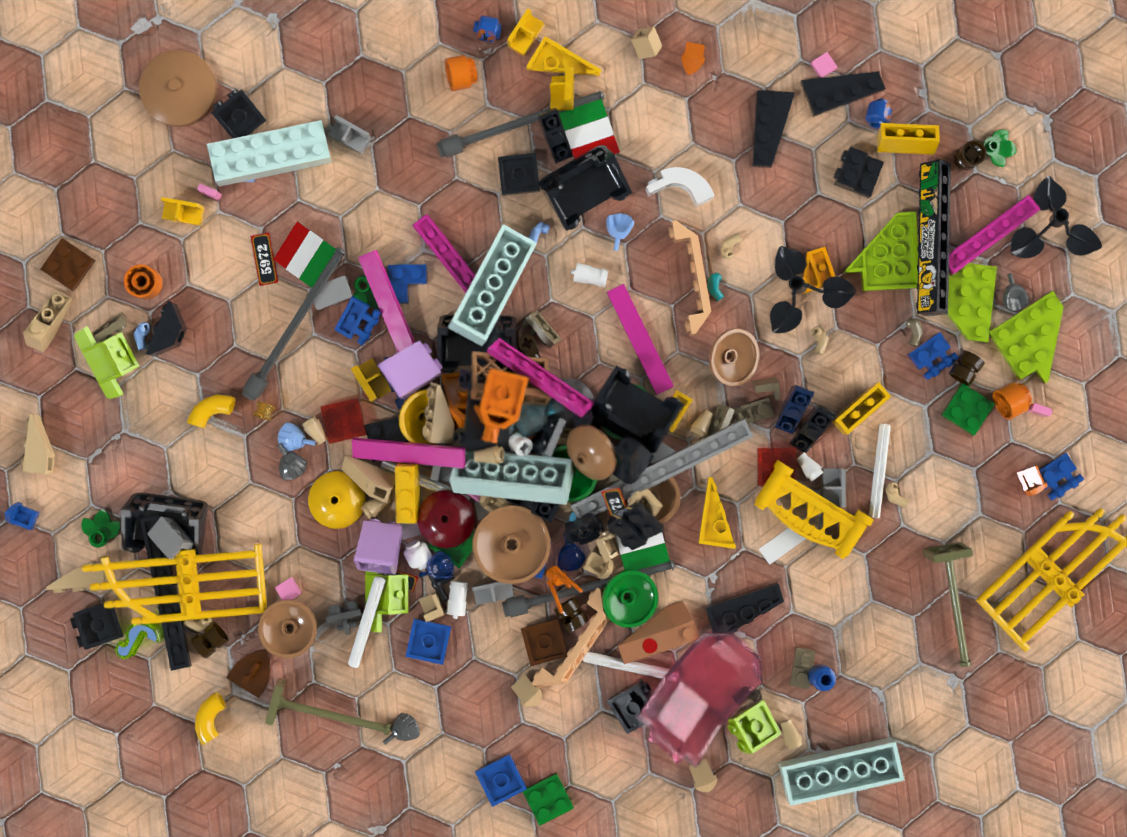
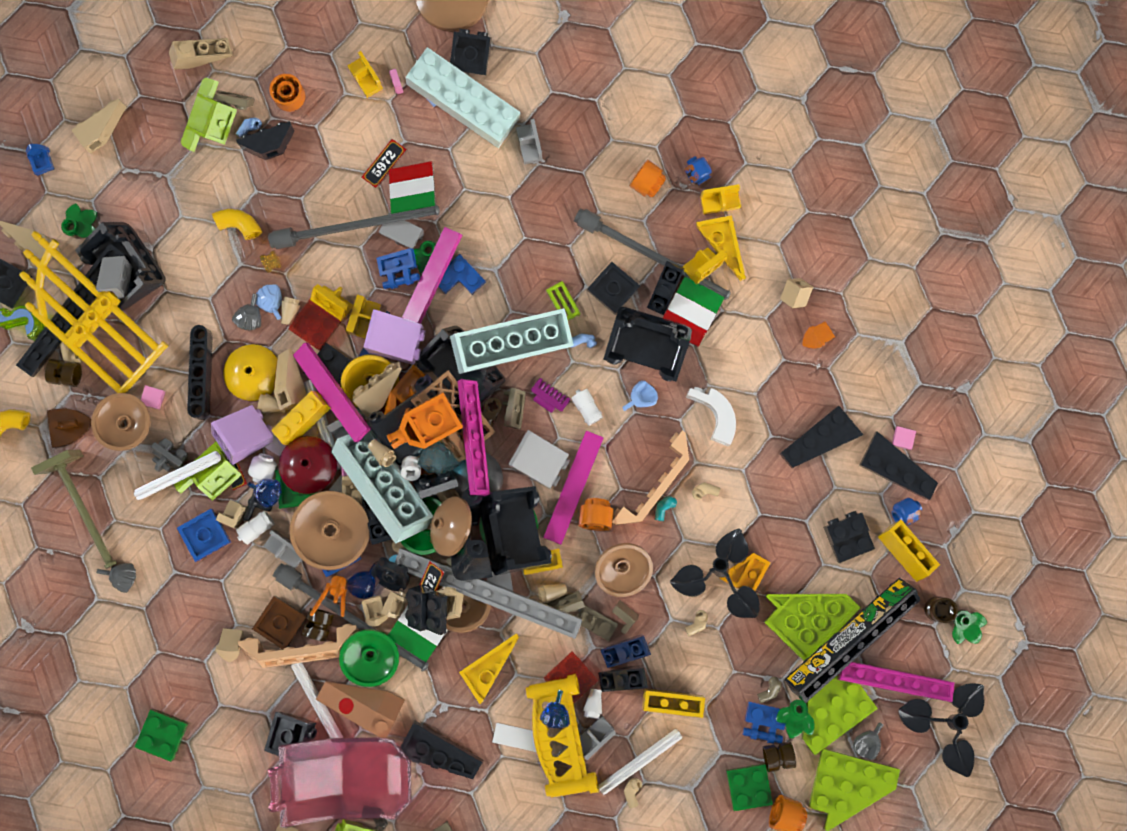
camera: 50 degrees right, 5 degrees down
(67, 264) = (254, 31): reddish brown plate -> none
(292, 535) = (194, 365): none -> black beam
(337, 392) = (331, 301): none -> yellow panel
(444, 251) = (507, 284): dark pink tile -> none
(493, 213) = (561, 284): none -> lime tile
(501, 779) = (144, 685): blue plate -> none
(559, 300) = (547, 401): none -> magenta piece
(598, 345) = (539, 460): none -> slope
(676, 340) = (596, 515): none -> orange piece
(793, 499) = (555, 714): none -> clear blue piece
(954, 333) = (795, 721): none -> green plate

